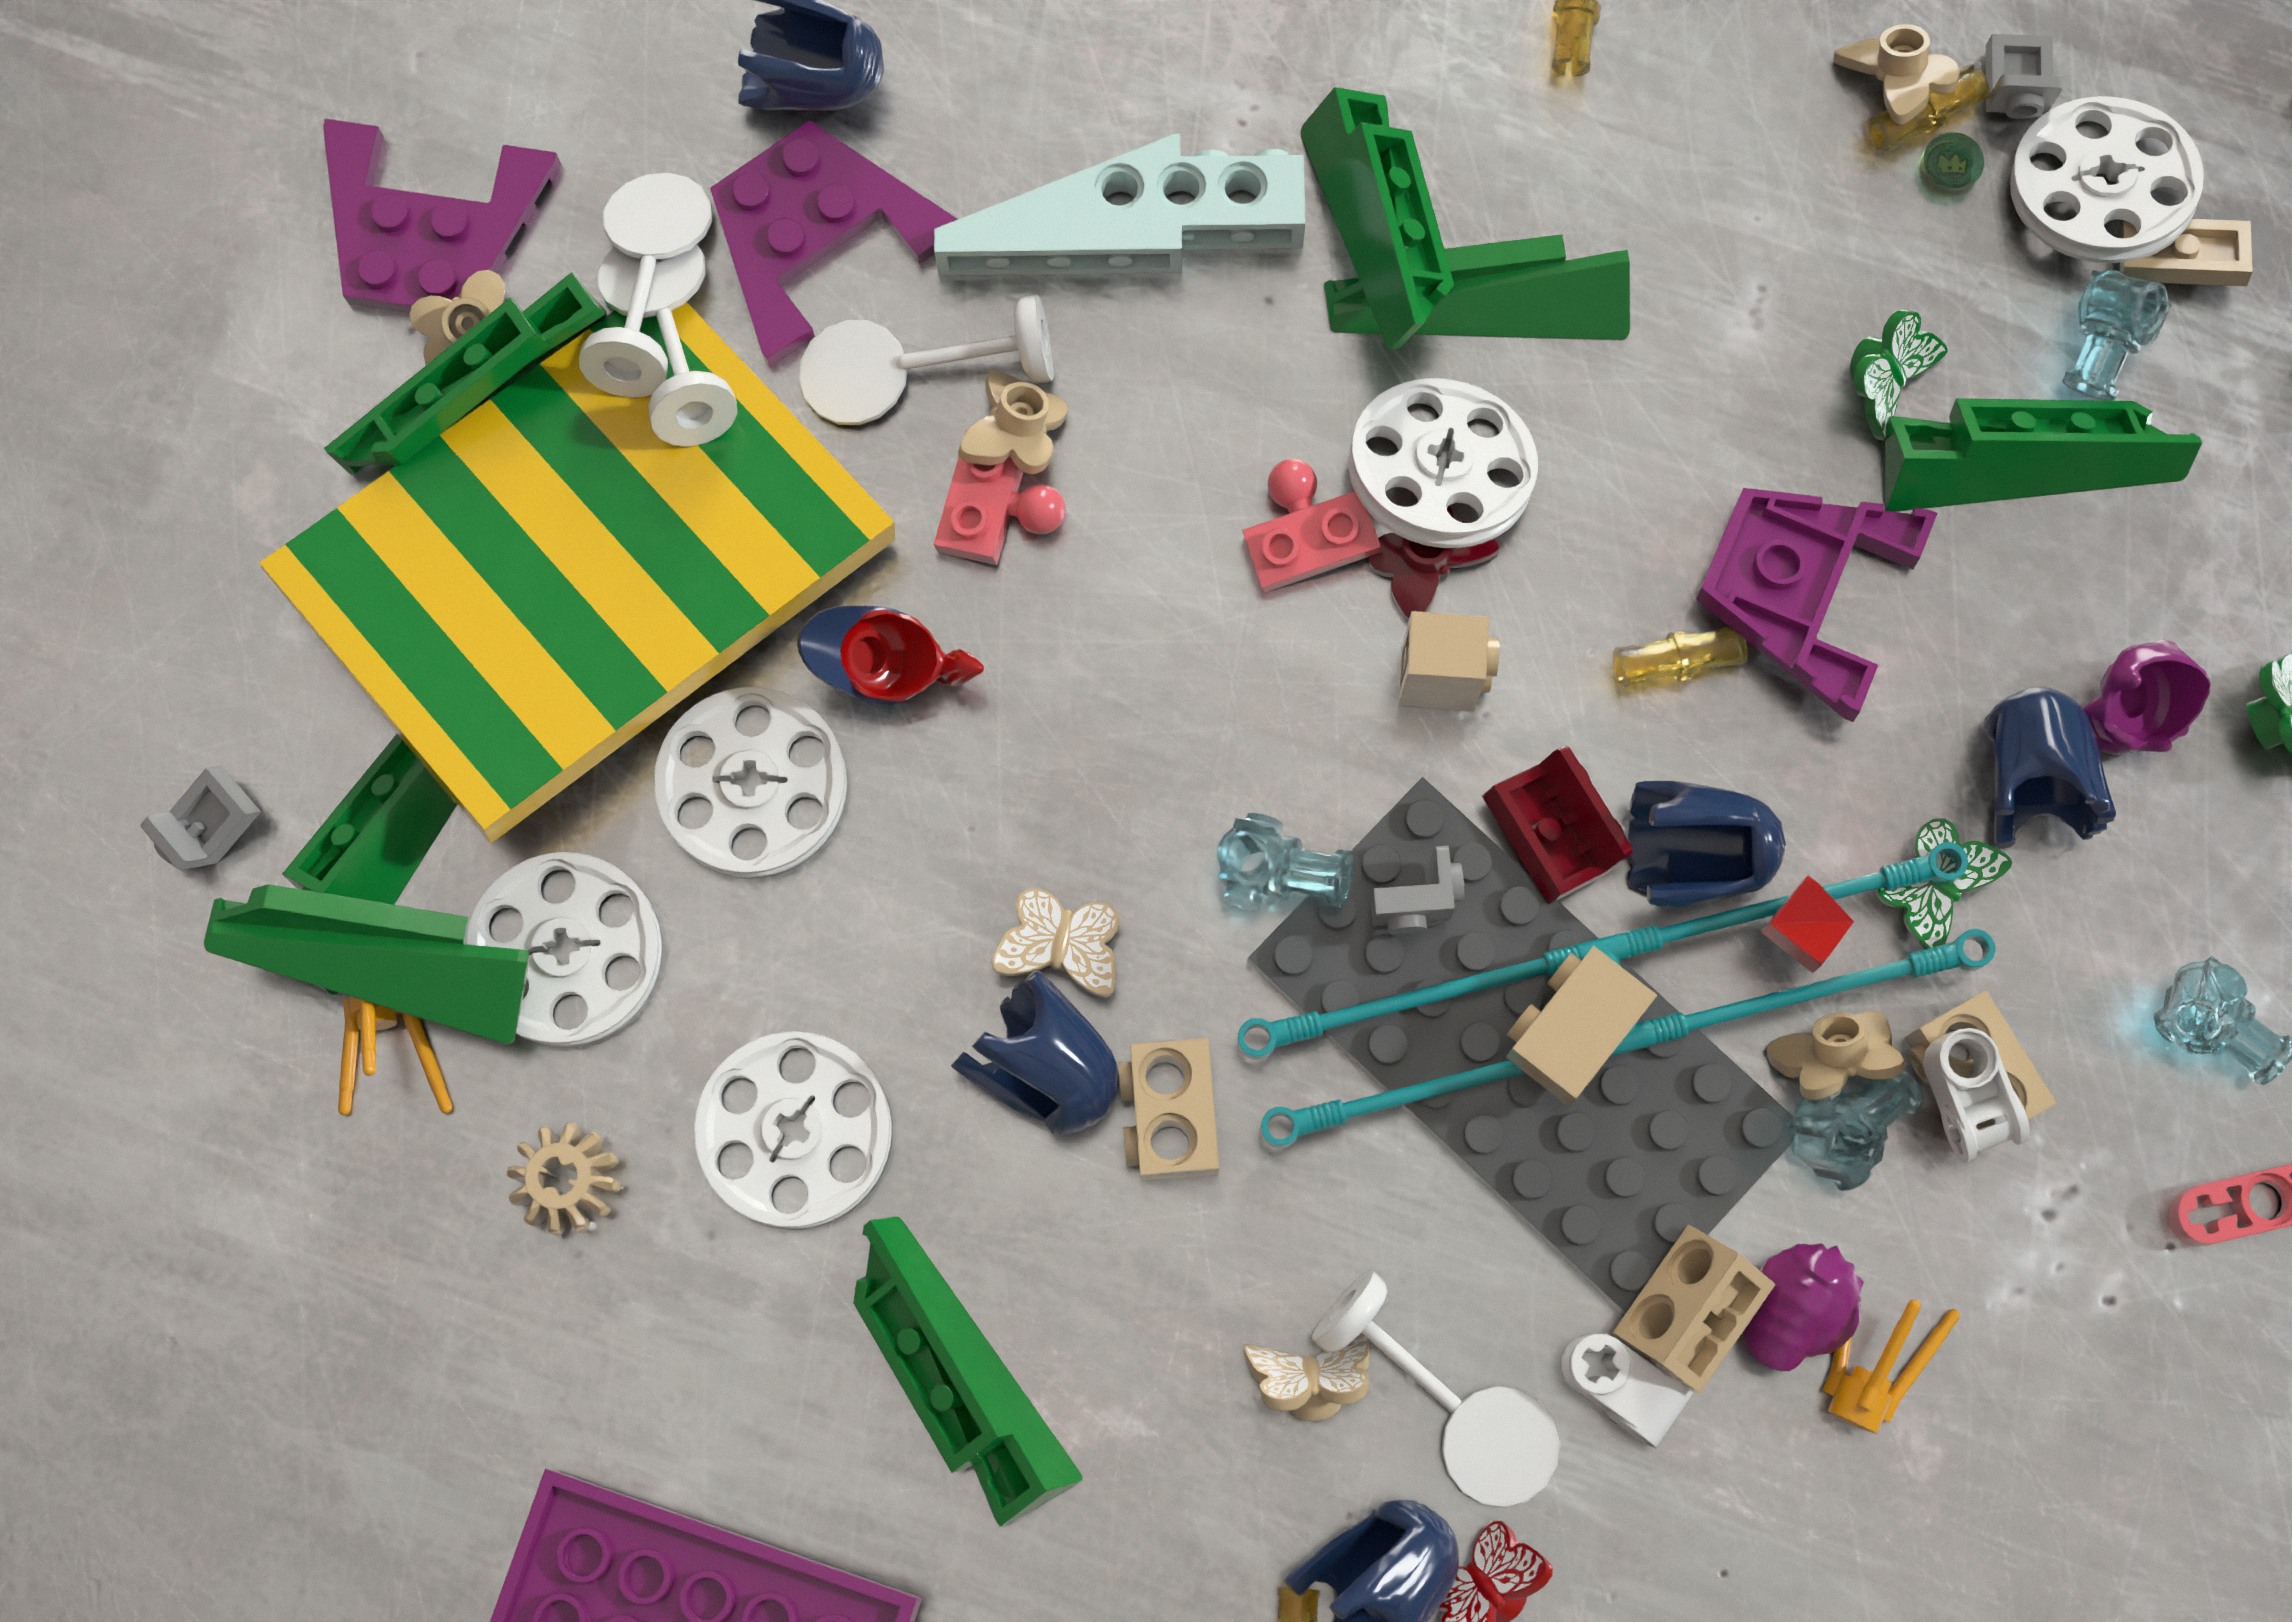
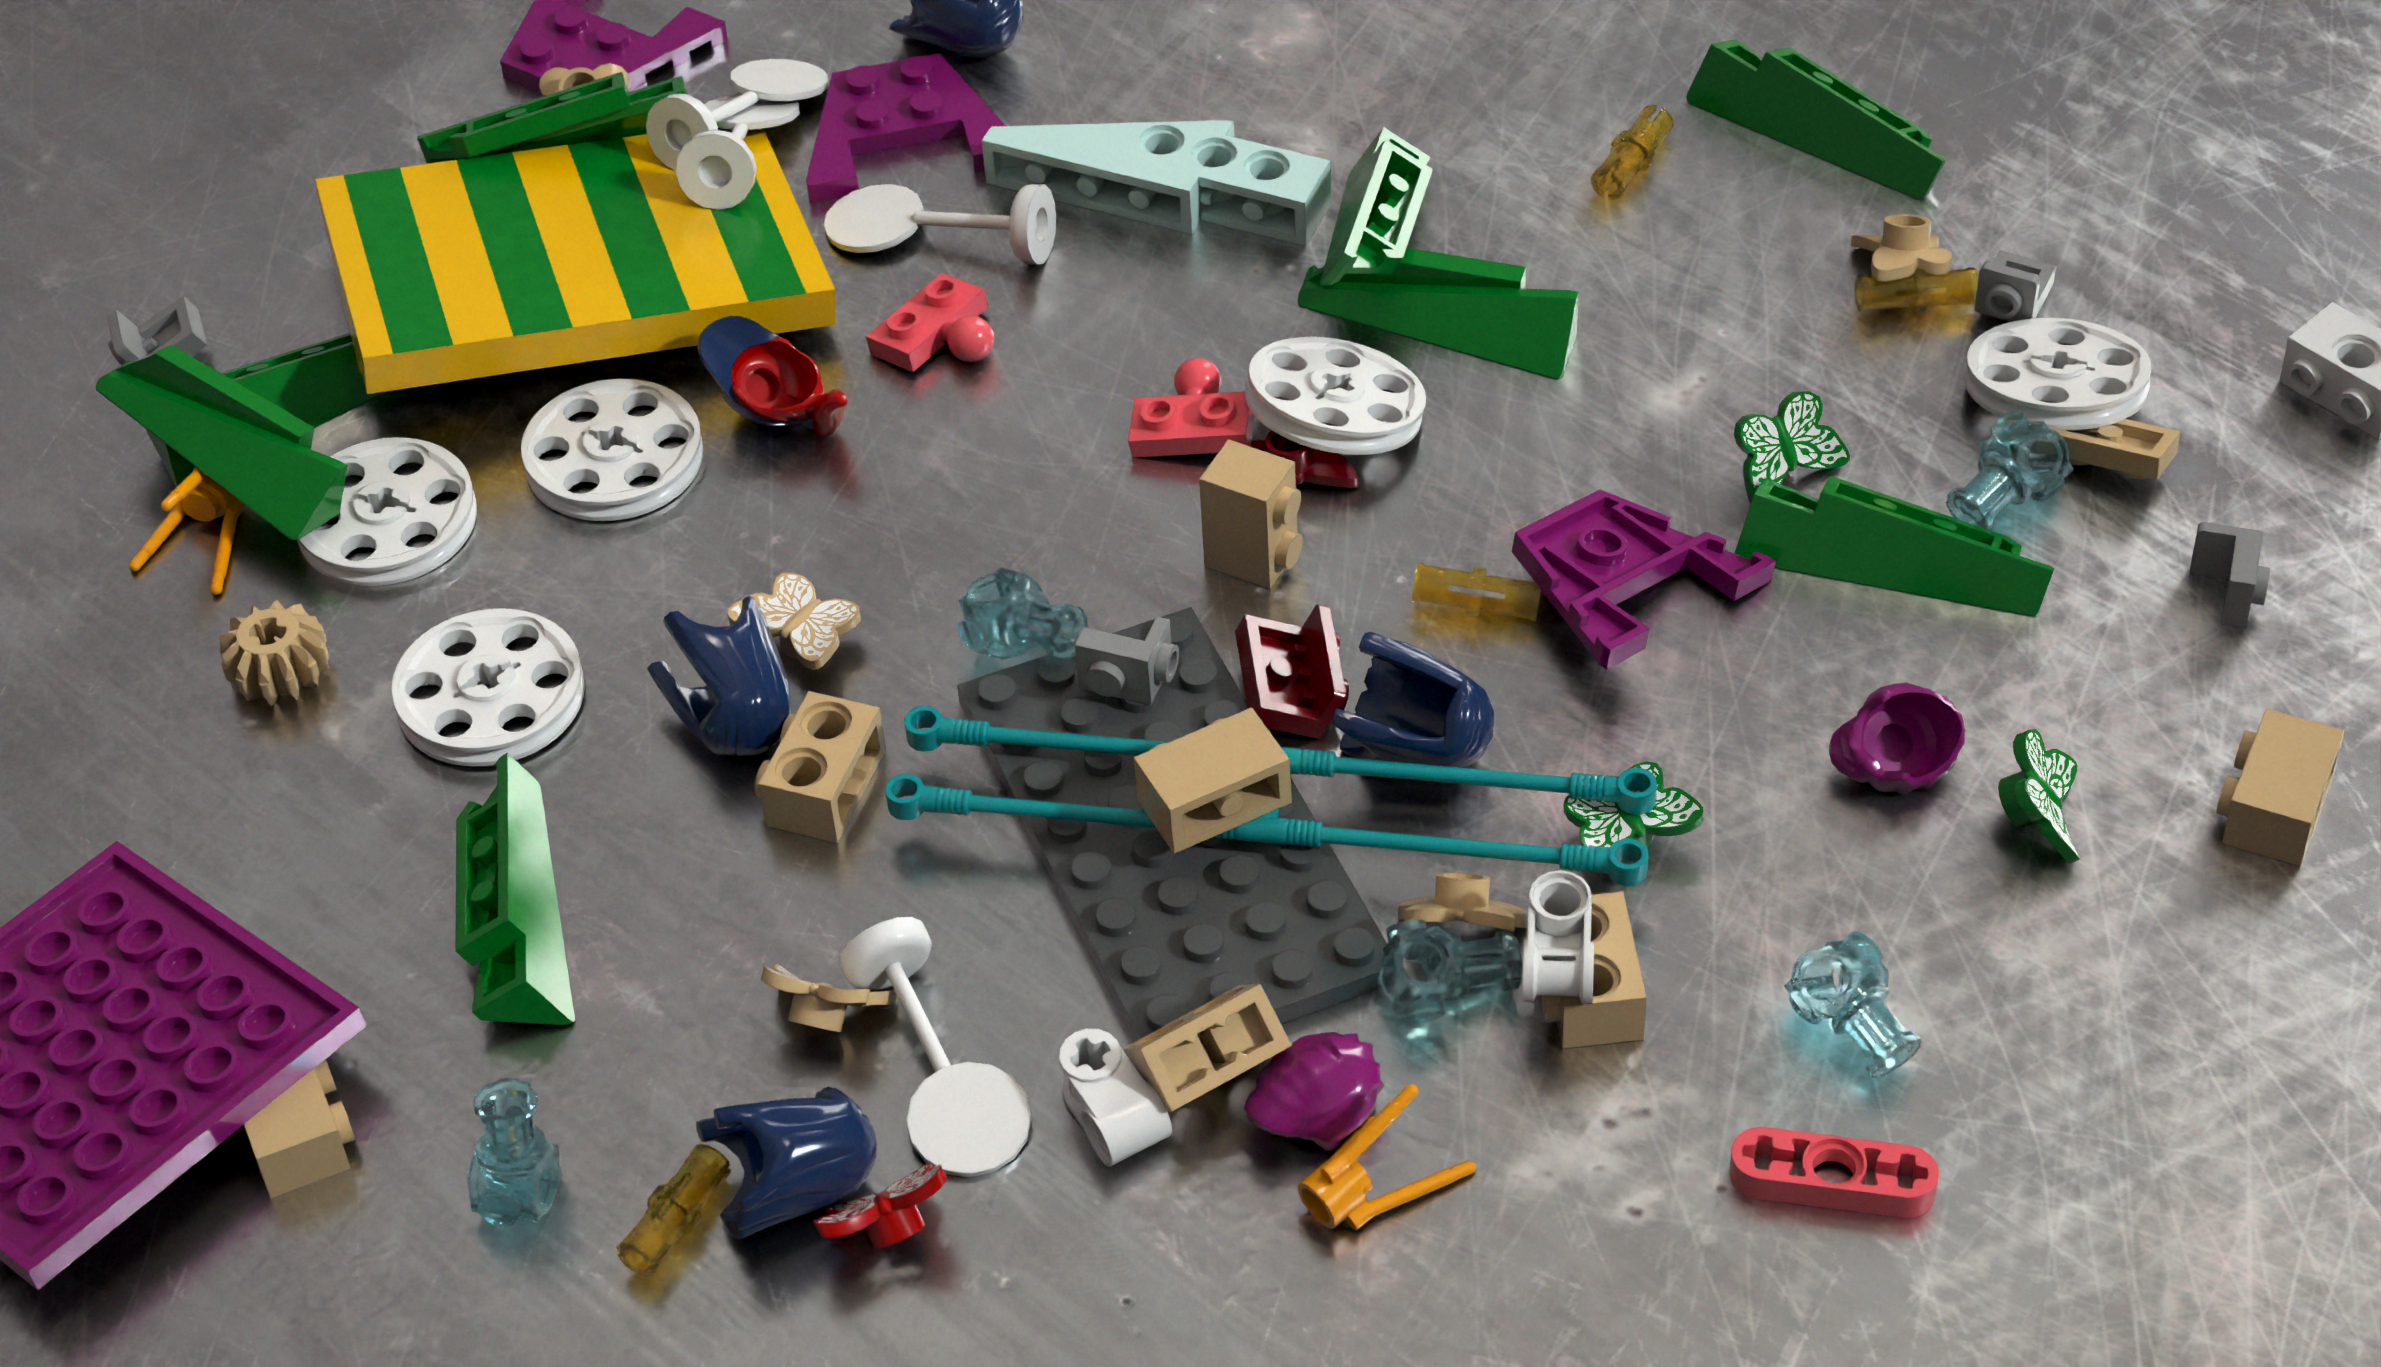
camera: 25 degrees right, 30 degrees down
(1015, 425) = (982, 275): tan animal -> none
(1808, 924) = (1469, 774): red slope -> none
(1951, 164) = (1922, 338): clear green tile -> none
(2046, 765) = (1786, 754): dark blue hair -> none

